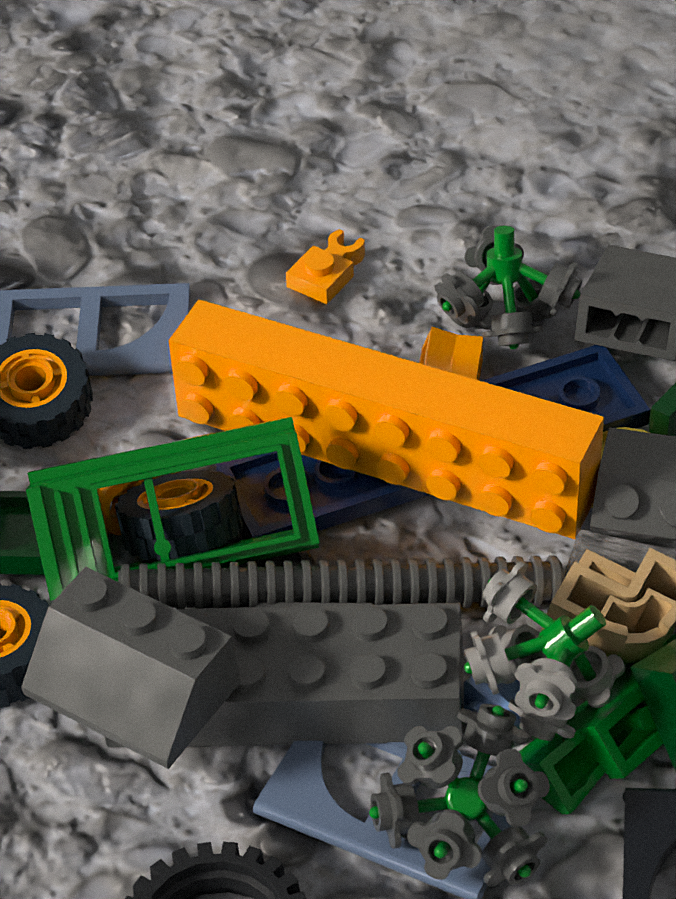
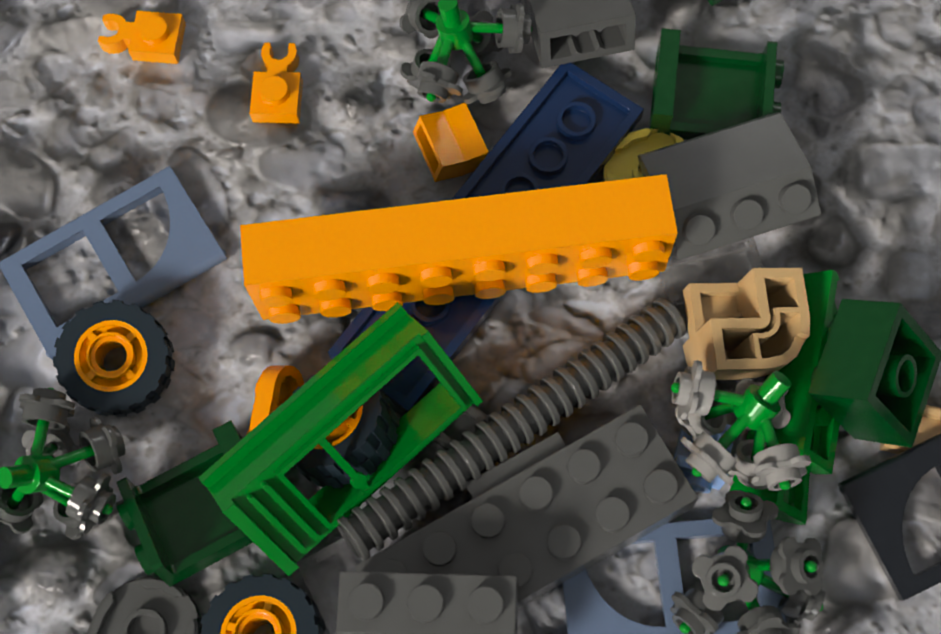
camera: 30 degrees left, 25 degrees up
(243, 192) = (149, 38): none -> light orange plate

